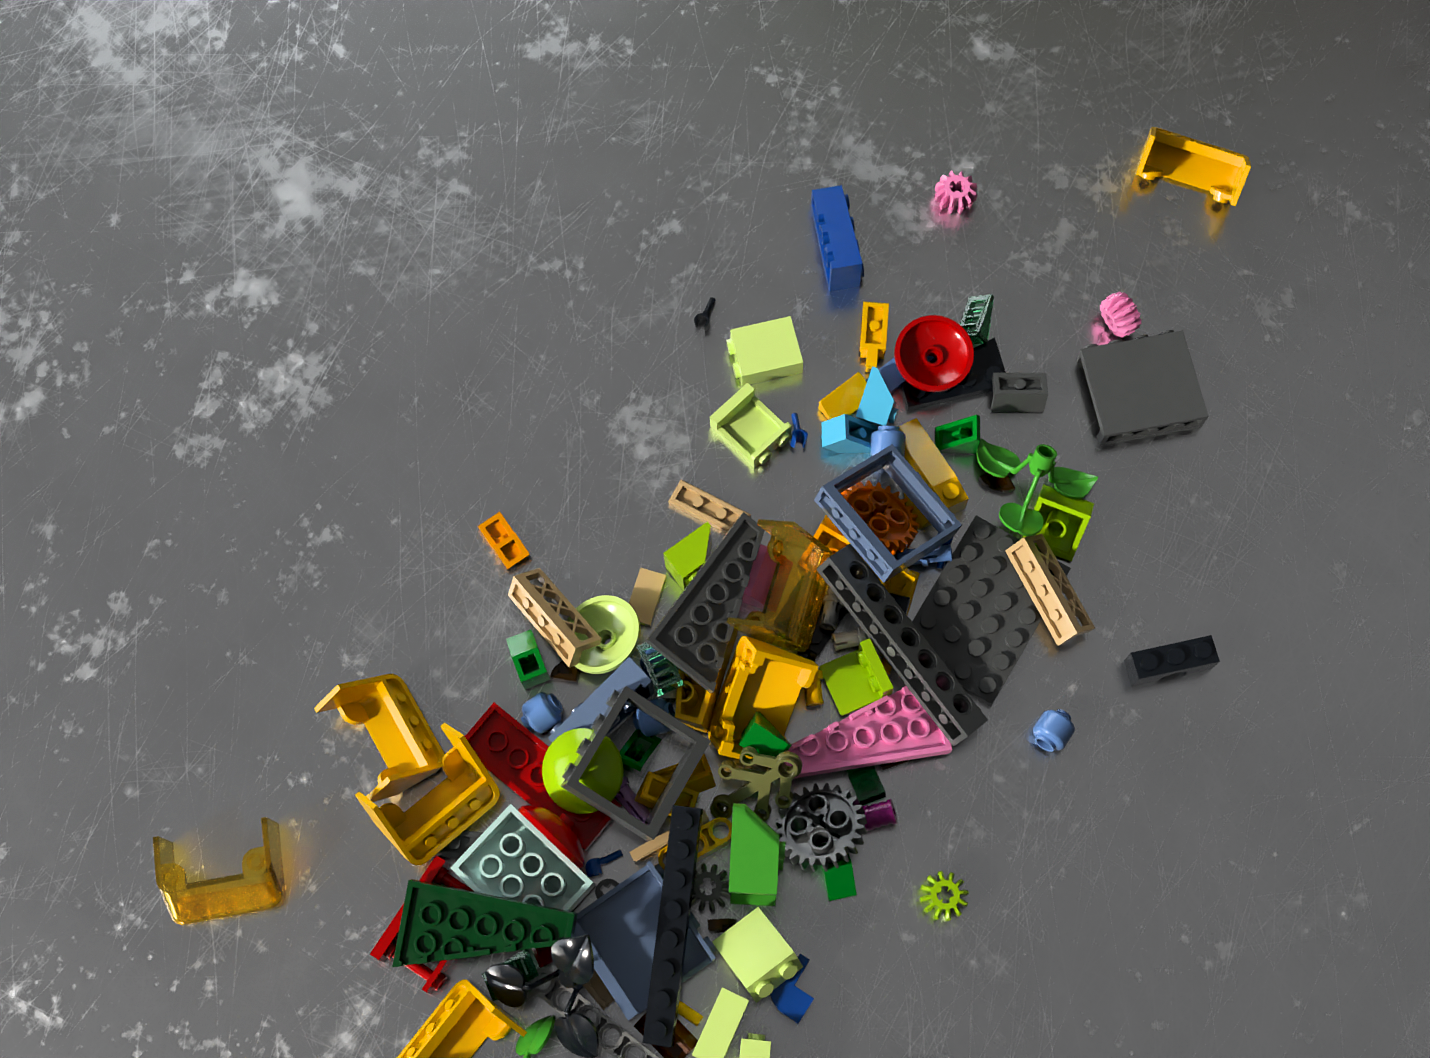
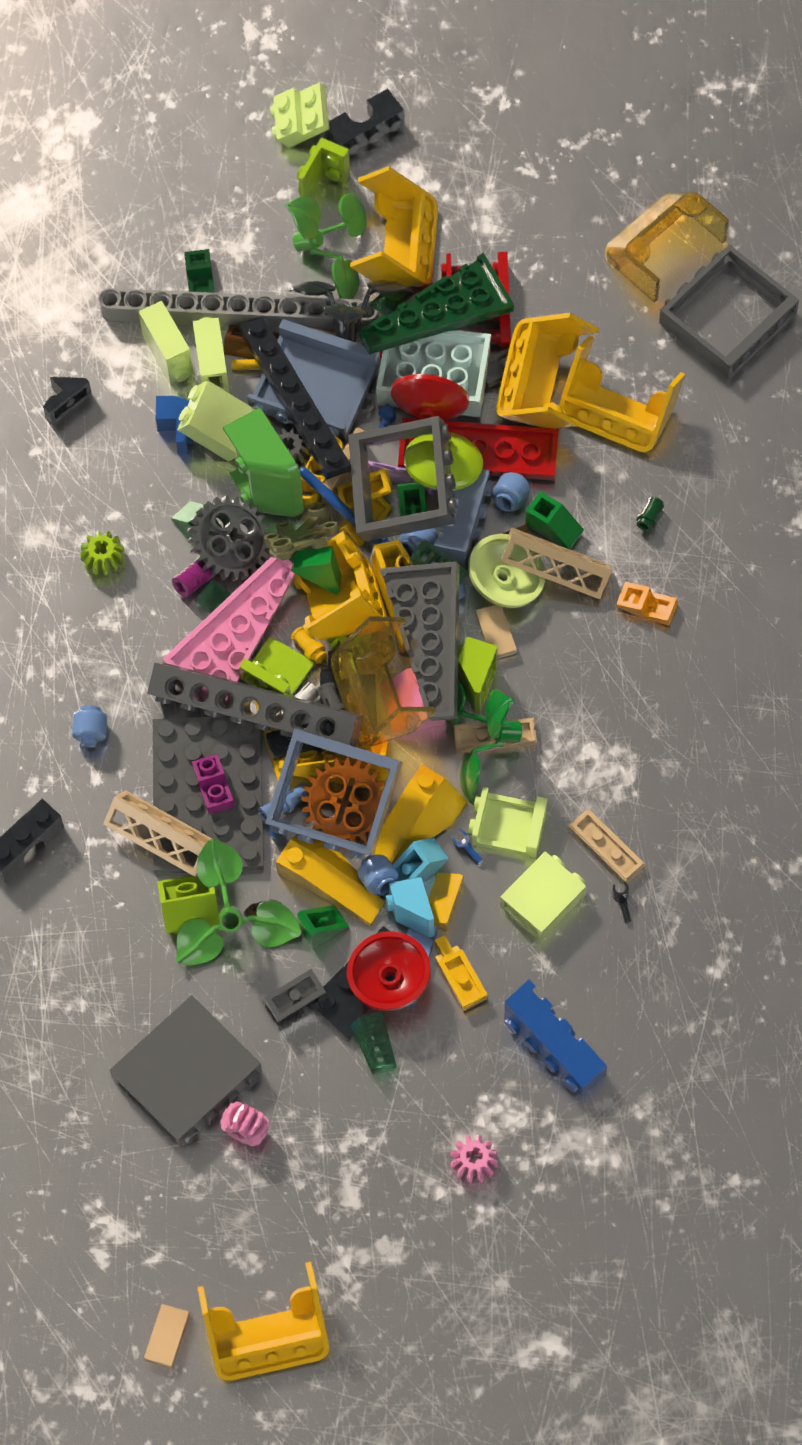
camera: 145 degrees right, 5 degrees down
(213, 720) = (732, 258): none -> dark grey window
(440, 616) = (647, 520): none -> dark green pin
(686, 365) = (606, 846): none -> tan tile
(705, 799) = (332, 499): none -> blue bar
(711, 477) = (498, 728): none -> green plant
(803, 477) = (420, 813): none -> yellow wedge
(978, 604) = (213, 784): none -> magenta slope
(1268, 209) = (166, 1336): none -> tan tile

